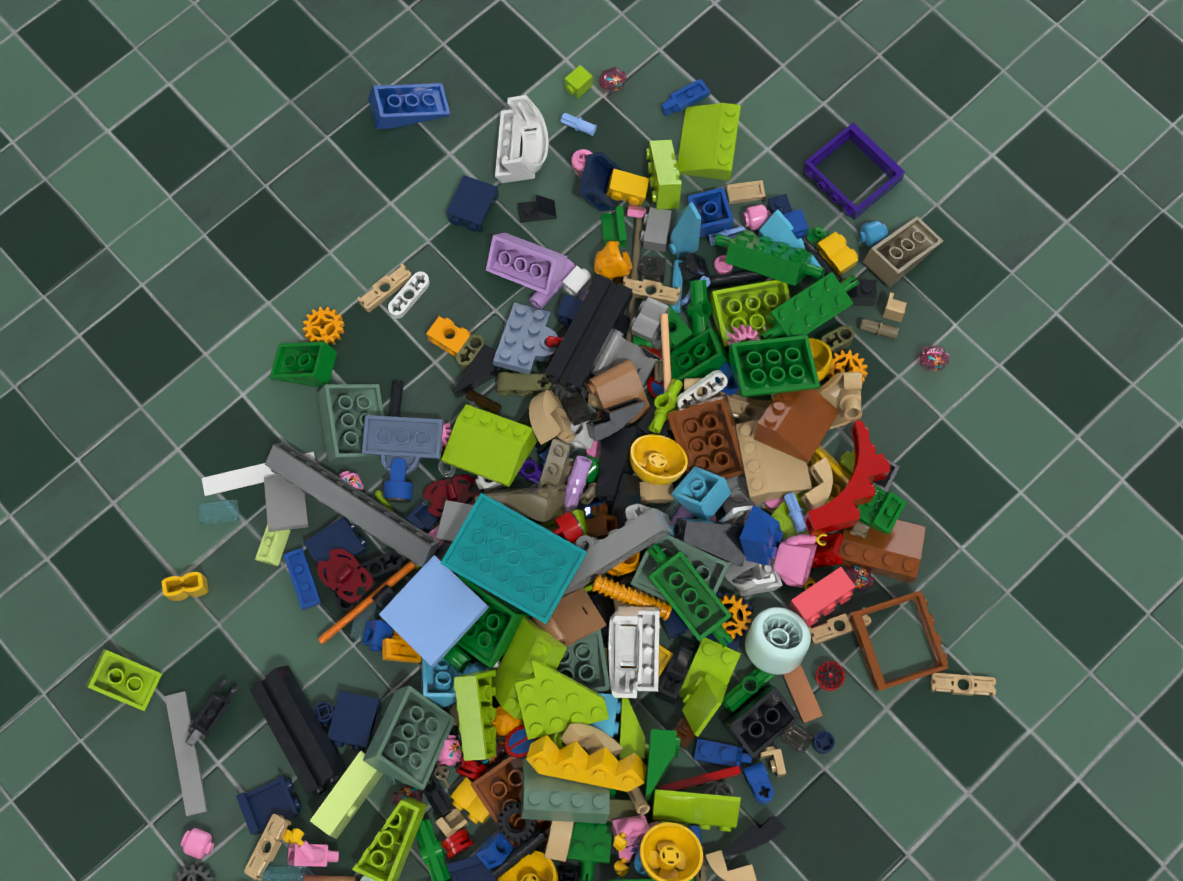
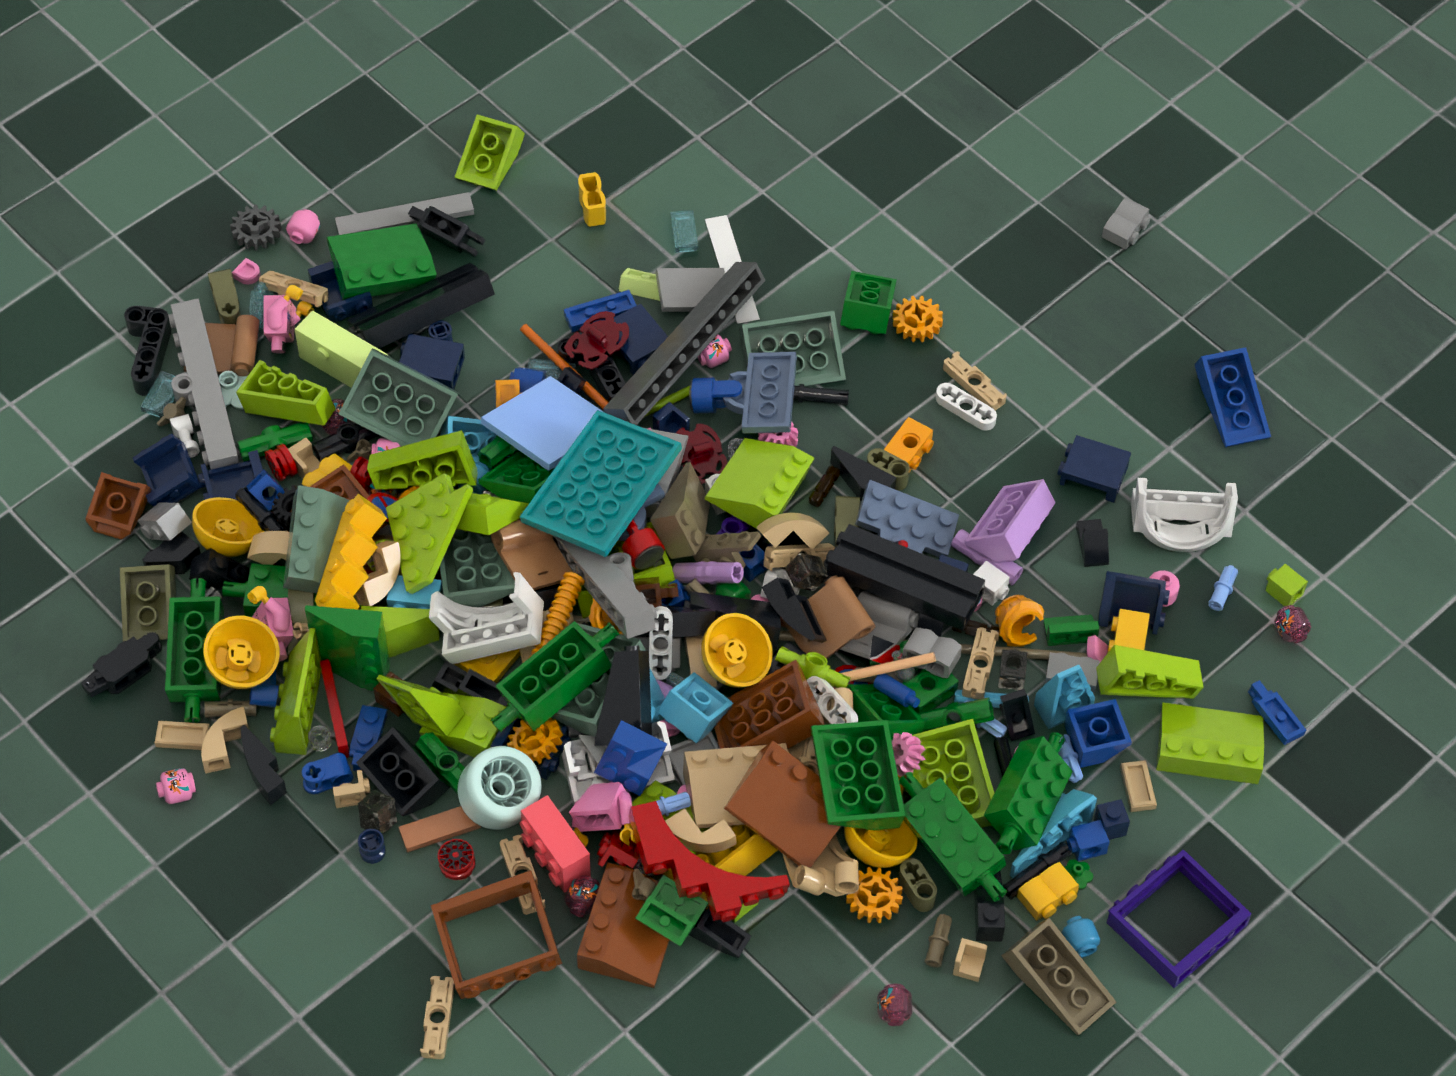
camera: 85 degrees right, 15 degrees down
(235, 168) = (1126, 223): none -> light grey brick
(244, 767) = (381, 261): none -> green slope
(682, 347) = (896, 690): none -> blue cylinder
(756, 217) = (1099, 786): bright pink head -> none

